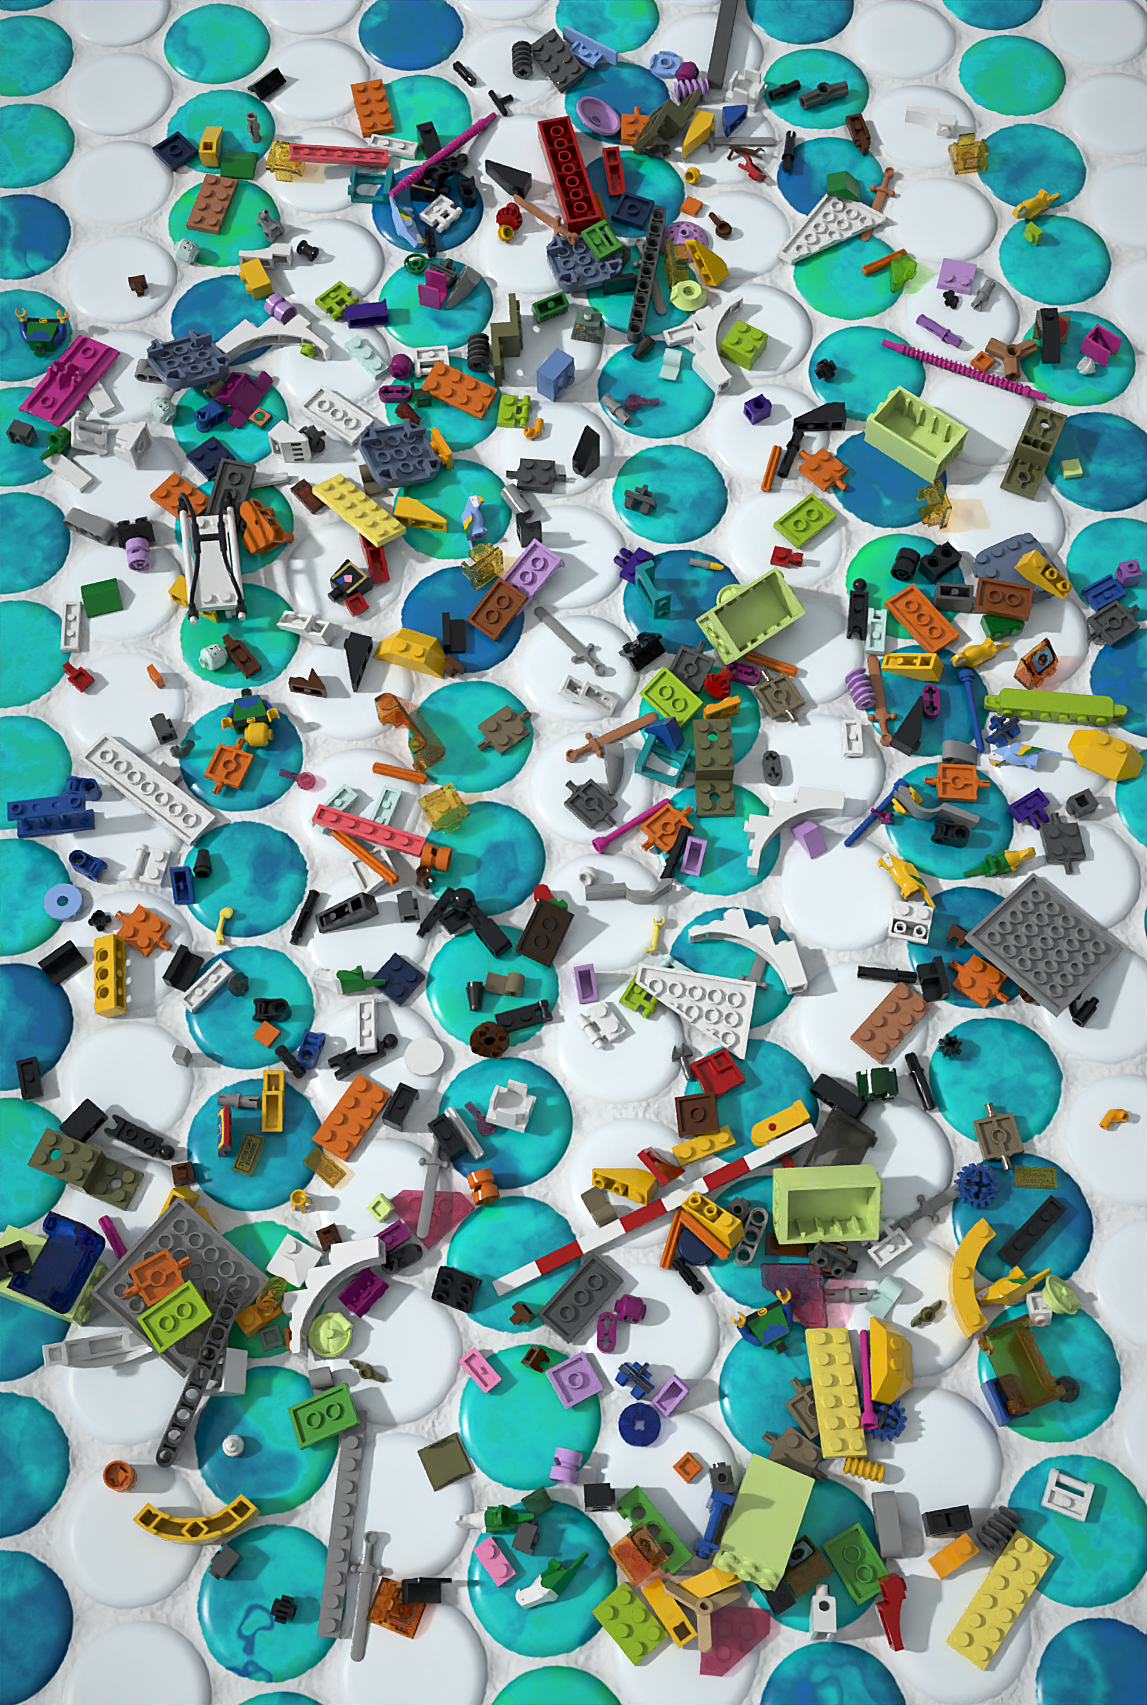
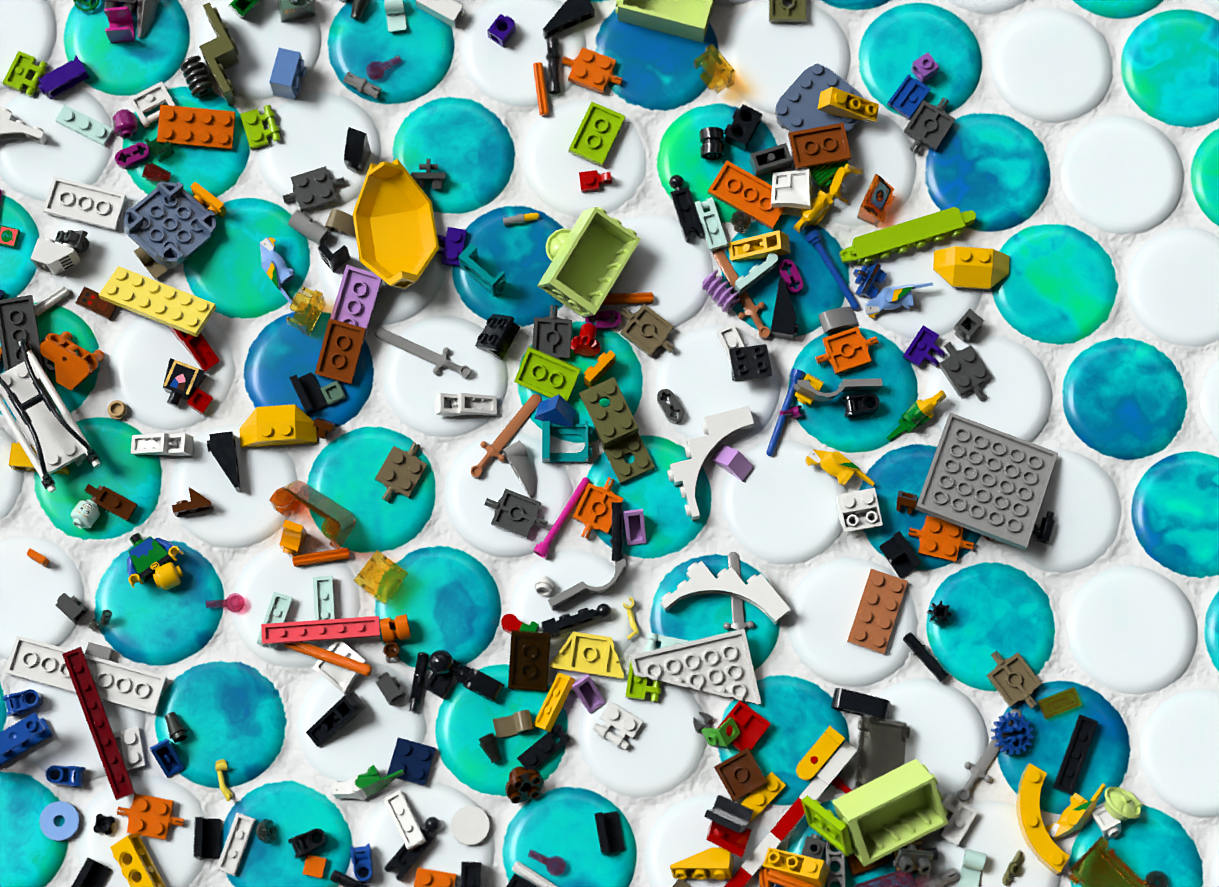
camera: 25 degrees left, 10 degrees up
(136, 831) = (98, 723): none -> dark red plate
(229, 766) = (154, 619): orange plate -> none
(282, 585) = (117, 409): none -> tan plate
(304, 916) = (296, 737): black piece -> none
(308, 350) = (22, 142): lime plate -> none
(382, 744) = (292, 538): none -> light orange arch
(415, 514) = (213, 281): yellow slope -> none
(475, 643) = (333, 393): none -> sand green tile
(511, 1106) = (571, 839): white panel -> none
(531, 433) = (291, 141): light orange arm -> none
(548, 507) = (341, 221): none -> dark tan panel
(549, 1116) = (609, 832): none -> black panel
(550, 979) = (554, 702): none -> yellow plate
(592, 522) = (394, 225): none -> yellow panel
(596, 914) = (567, 621): none -> black plate
(602, 949) = (588, 655): none -> light yellow wing
(671, 1146) = (730, 814): none -> black panel
(690, 1069) = (718, 736): none -> bright green bracket
(759, 1191) = (827, 825): none -> lime plate
(861, 758) = (750, 362): none -> black bracket
(877, 1084) = (890, 677): dark green brick -> none
(886, 974) = (856, 567): black axle -> none
(899, 686) = (755, 274): none -> light aqua plate
(904, 638) = (741, 221): none -> clear smoke plate
(962, 626) = (791, 189): none -> white plate
(1002, 642) = (839, 177): none -> yellow helmet
(1113, 1115) = (1107, 616): light orange arm -> none

